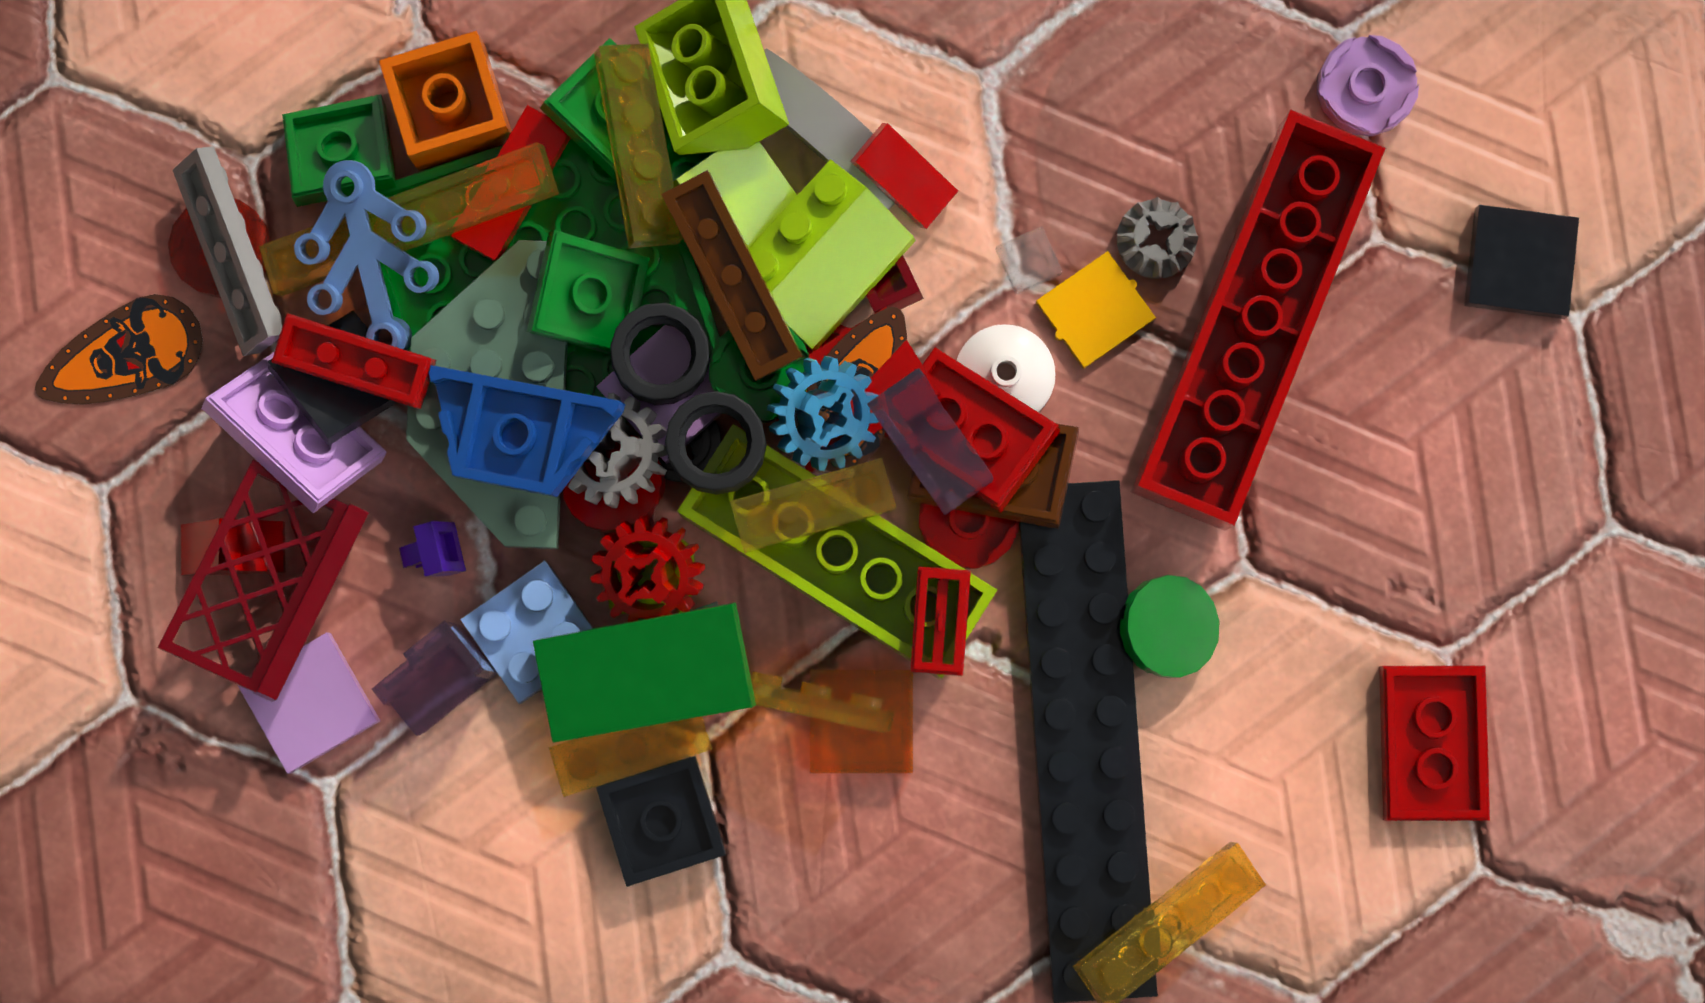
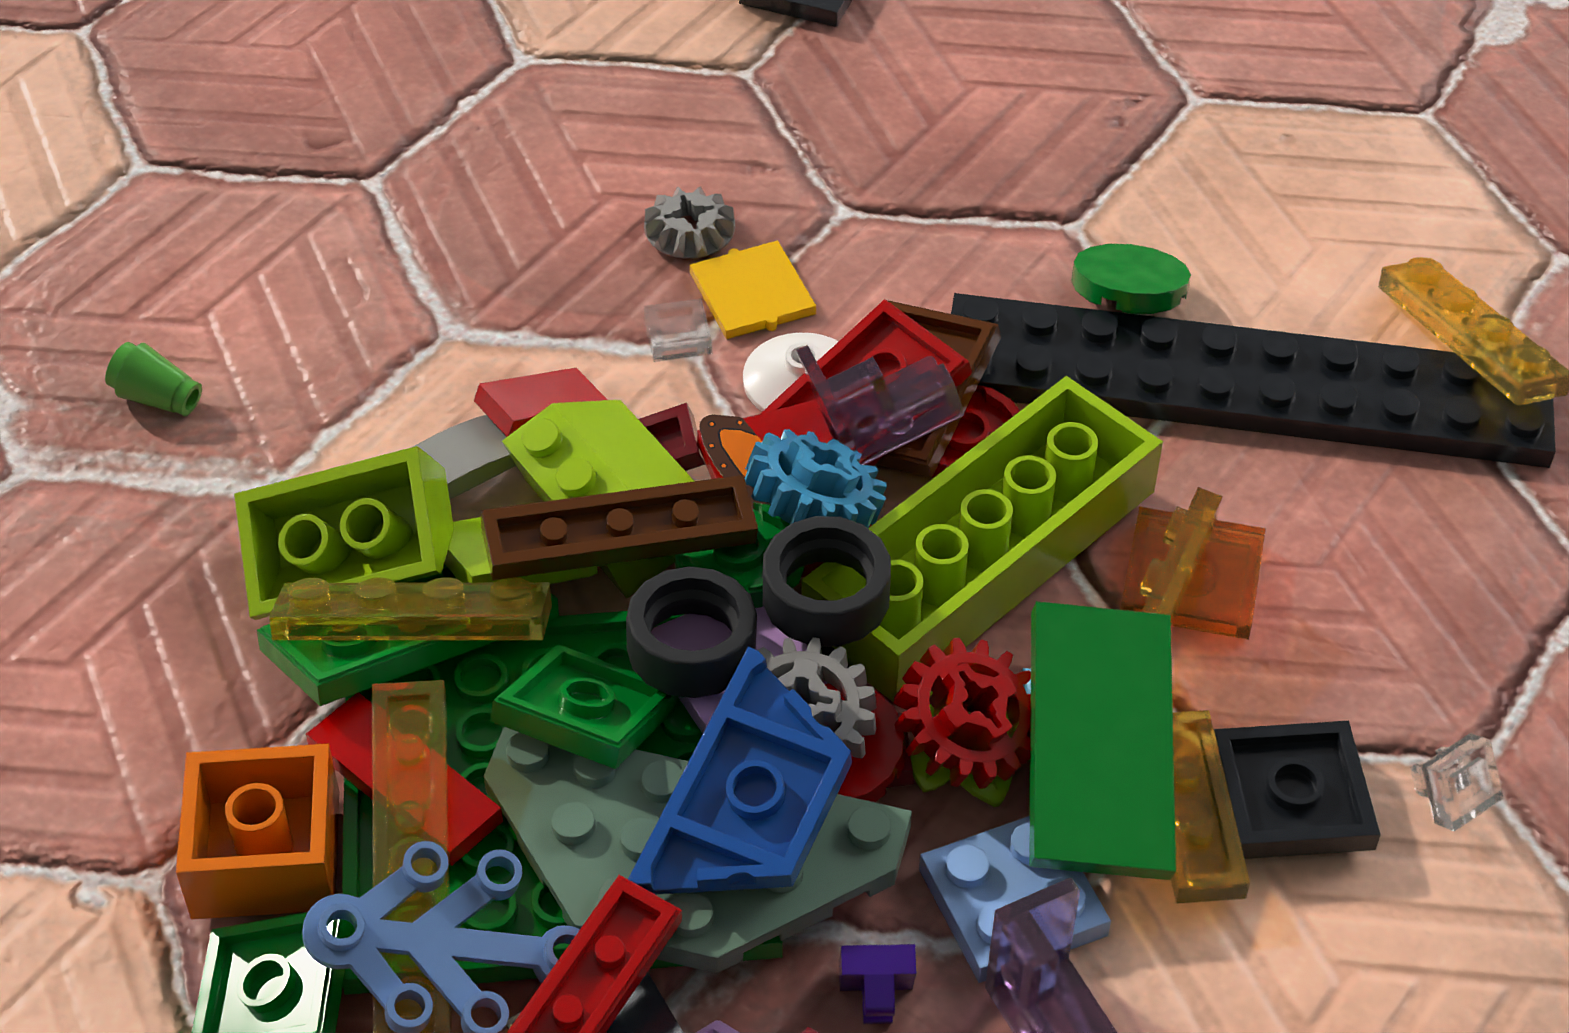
camera: 75 degrees left, 35 degrees down
(691, 942) = (1459, 781): none -> clear tile
(813, 505) = (929, 506): clear yellow plate -> none
(943, 576) = (1093, 431): red tile -> none
(1258, 321) = (817, 148): red brick -> none
(1367, 85) = (584, 48): lavender tile -> none
(1434, 743) = (1290, 119): red tile -> none

